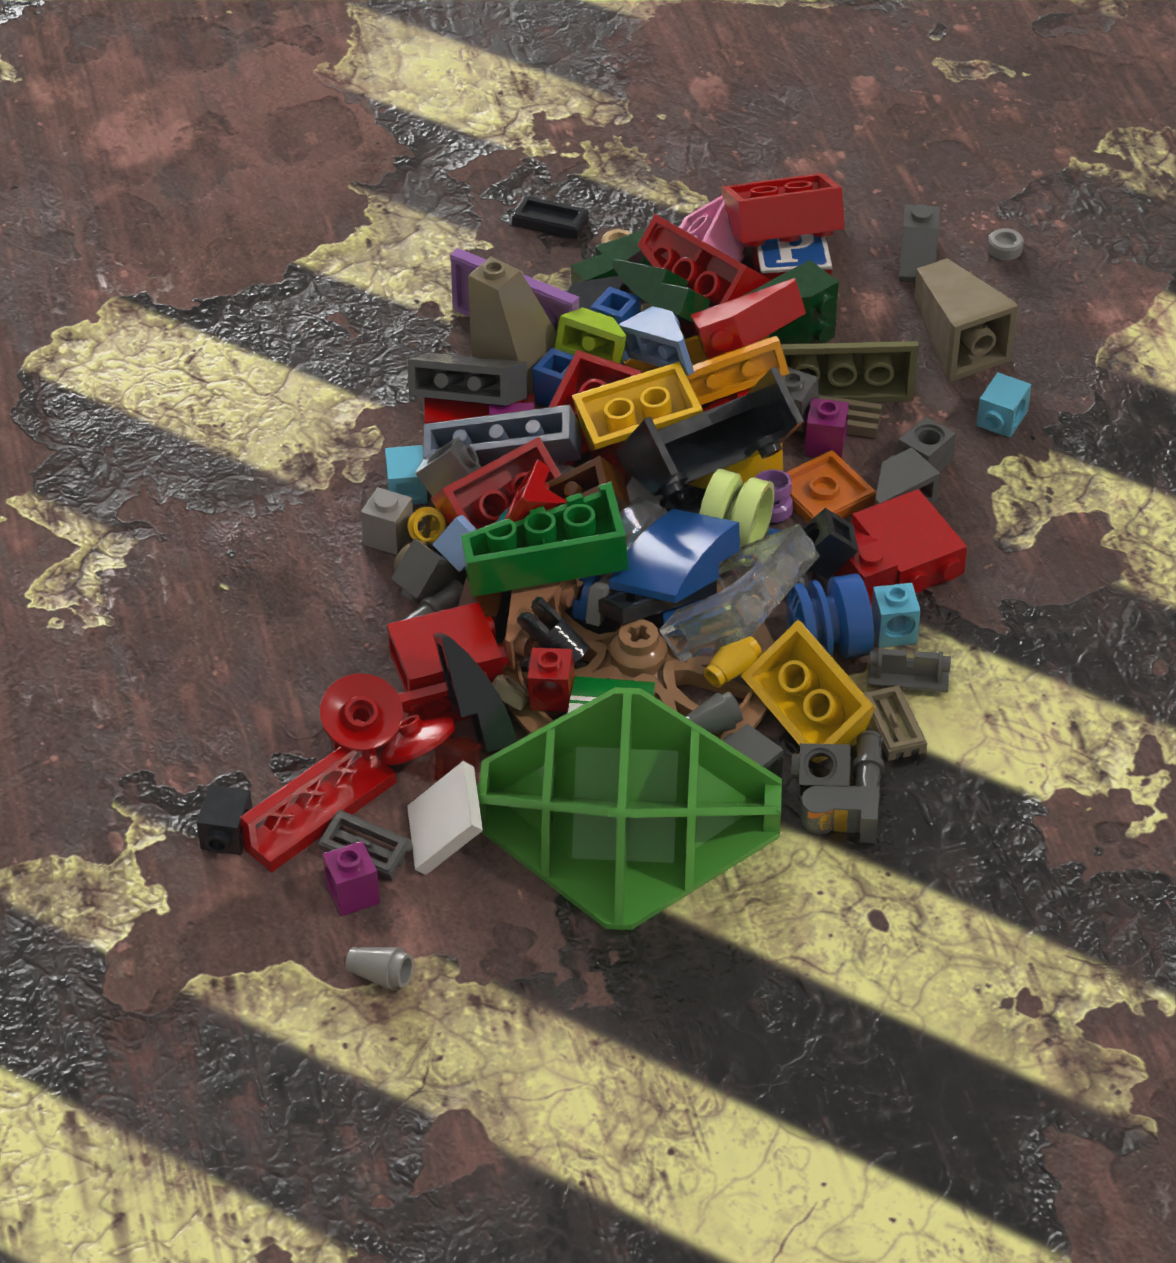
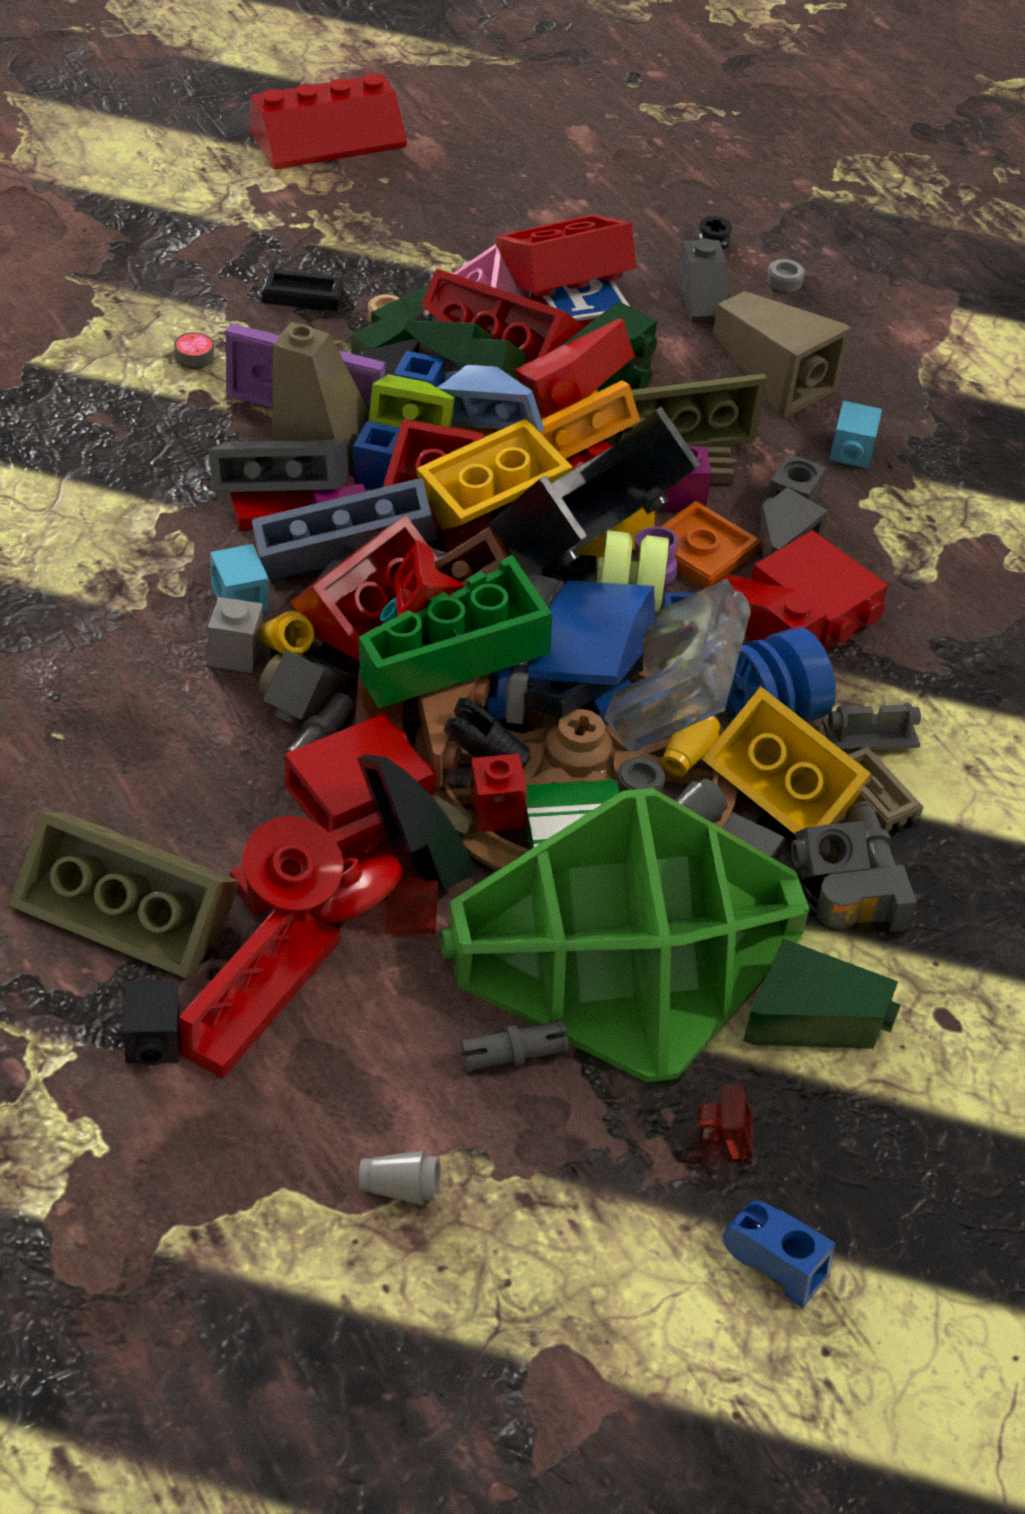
camera: 20 degrees left, 0 degrees up
(234, 717) = (122, 892): none -> olive slope
(351, 878) = (333, 1071): magenta brick -> none
(394, 858) = (328, 1044): dark grey tile -> none
(435, 265) = (194, 350): none -> tile
(444, 818) = (424, 978): white tile -> none
(447, 465) = (294, 565): dark grey brick -> none
(450, 542) = (339, 648): light blue tile -> none
(503, 882) = (514, 1045): none -> dark grey pin
(623, 56) = (327, 121): none -> red slope
(656, 967) = (729, 1121): none -> clear red tile
(660, 1070) = (781, 1249): none -> blue leg
(680, 686) = (640, 774): none -> dark grey tile
(765, 887) = (820, 1002): none -> dark green slope
(833, 540) = (760, 593): black brick -> none
(895, 615) = (849, 665): medium azure brick -> none
(952, 196) = (715, 229): none -> black bush

